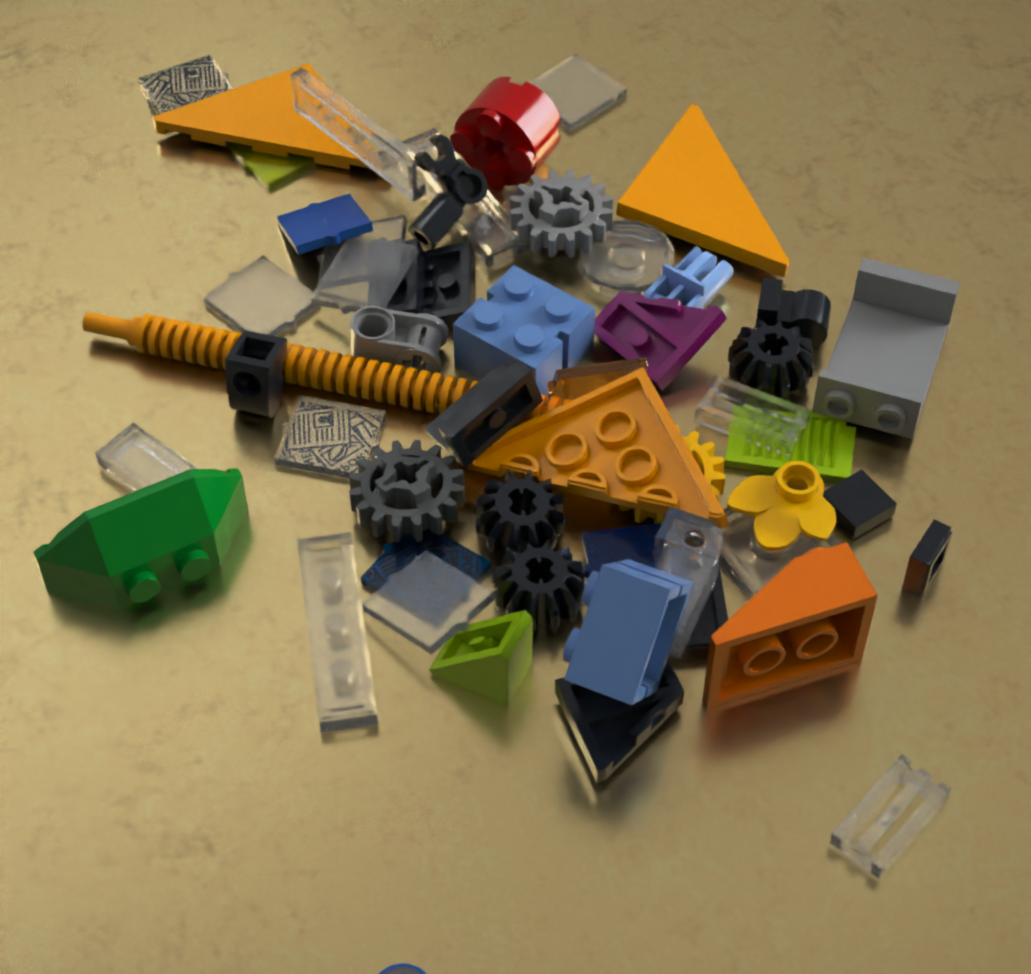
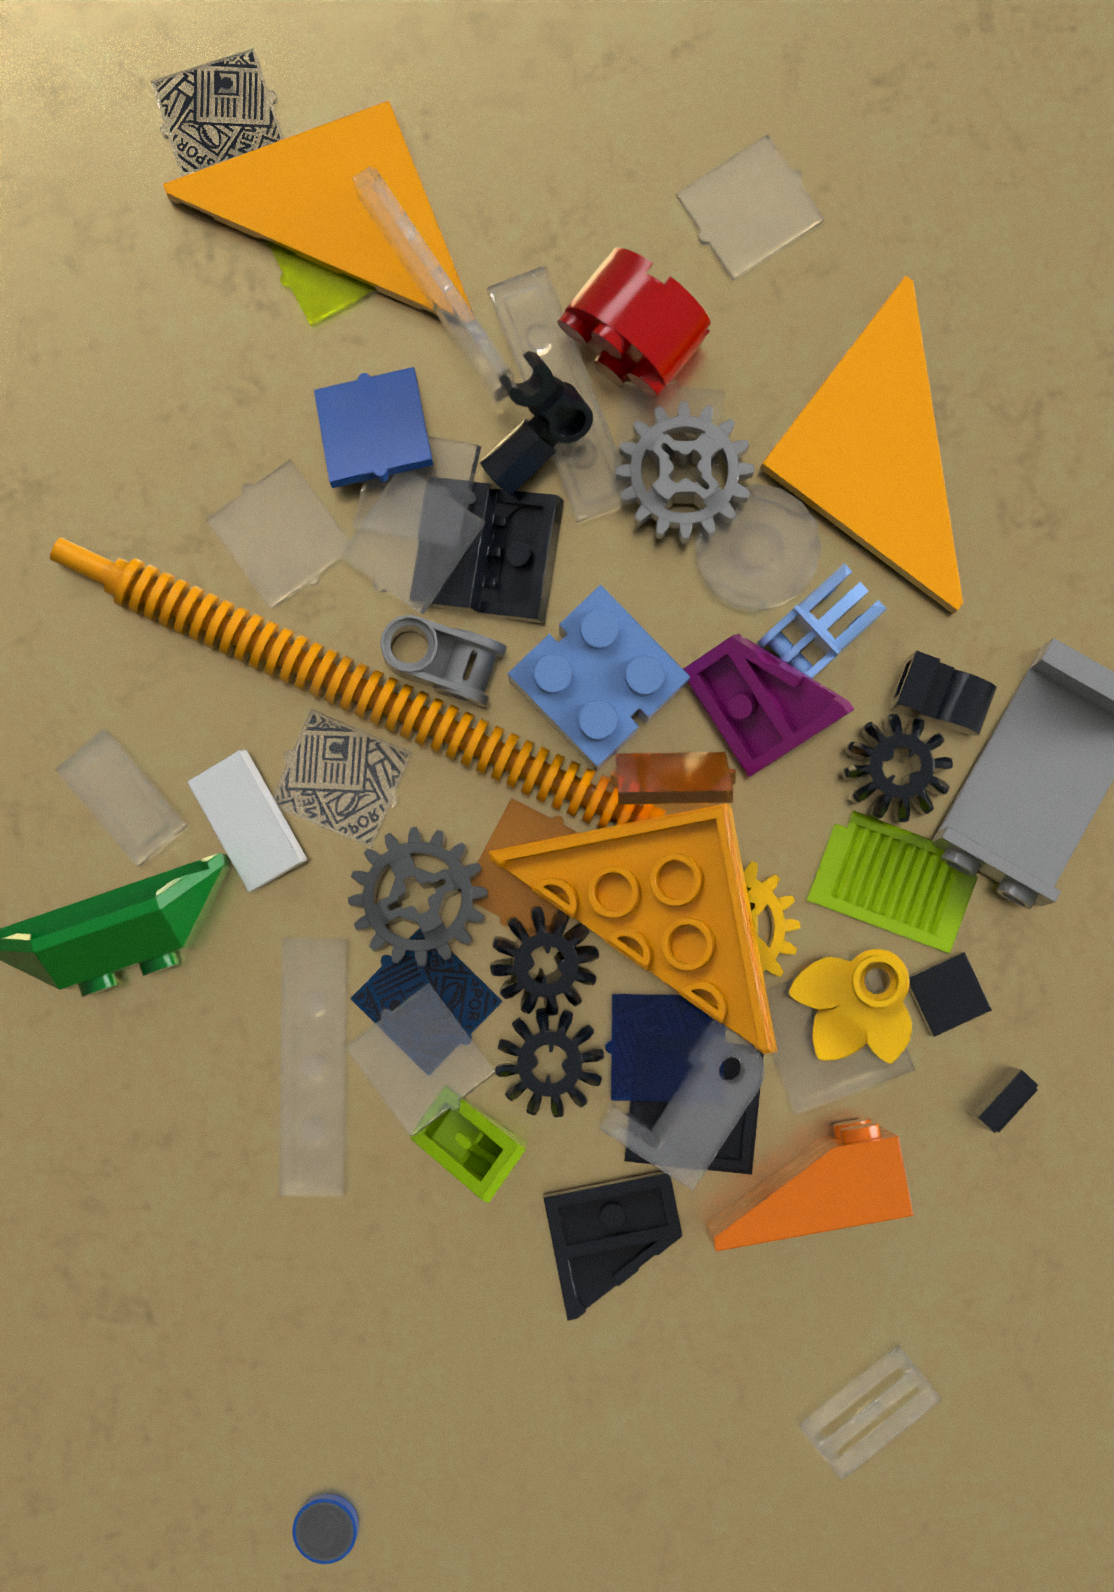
camera: 10 degrees right, 35 degrees up
(255, 373) = (257, 693): black leg -> none
(266, 472) = (247, 820): none -> white tile
(486, 412) = (522, 814): black panel -> none
(626, 630) = (622, 1214): medium blue piece -> none
(749, 421) = (898, 878): clear tile -> none

